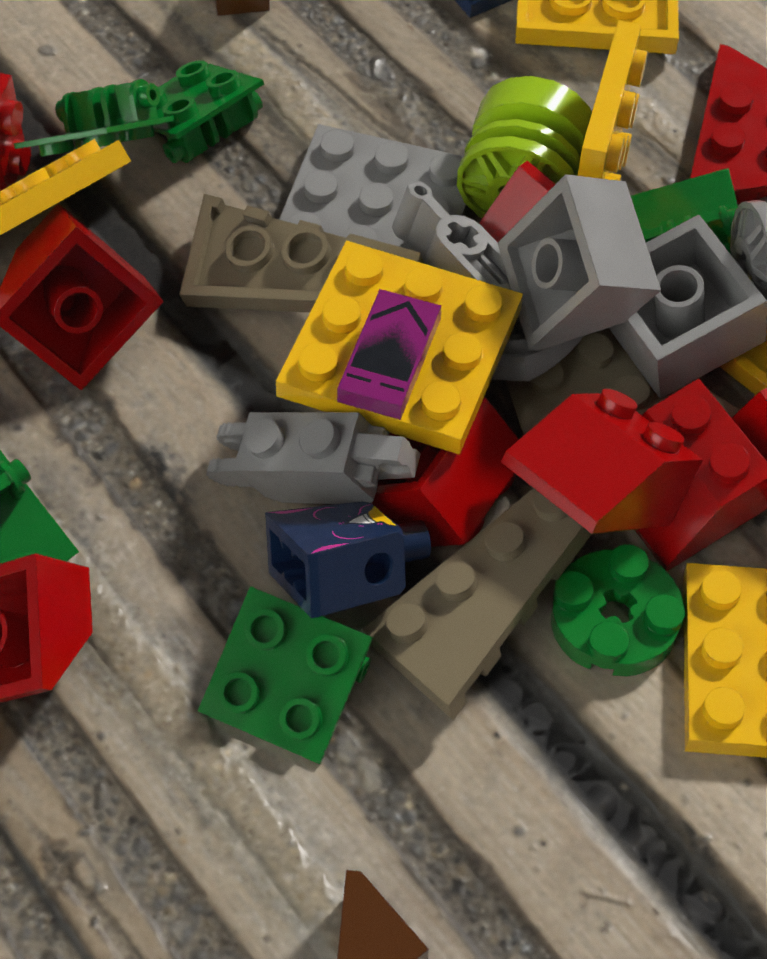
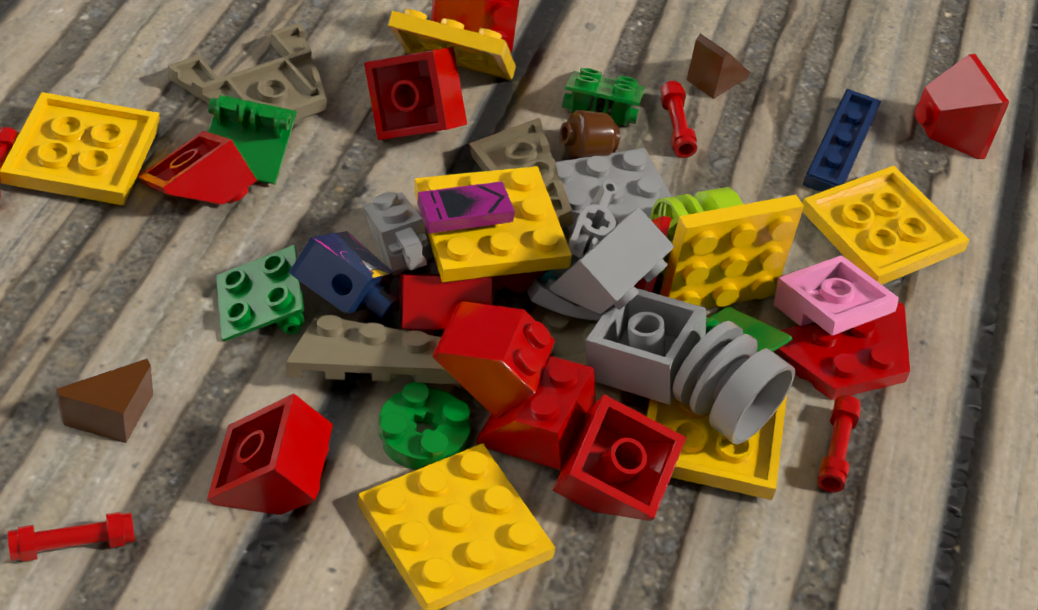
camera: 50 degrees right, 10 degrees down
(103, 114) = (547, 54): green hinge -> none
(266, 160) = (589, 134): none -> reddish brown head
(329, 79) = (683, 138): none -> red bar
(582, 811) = (272, 459): none -> red slope
(694, 94) = (833, 296): none -> bright pink plate

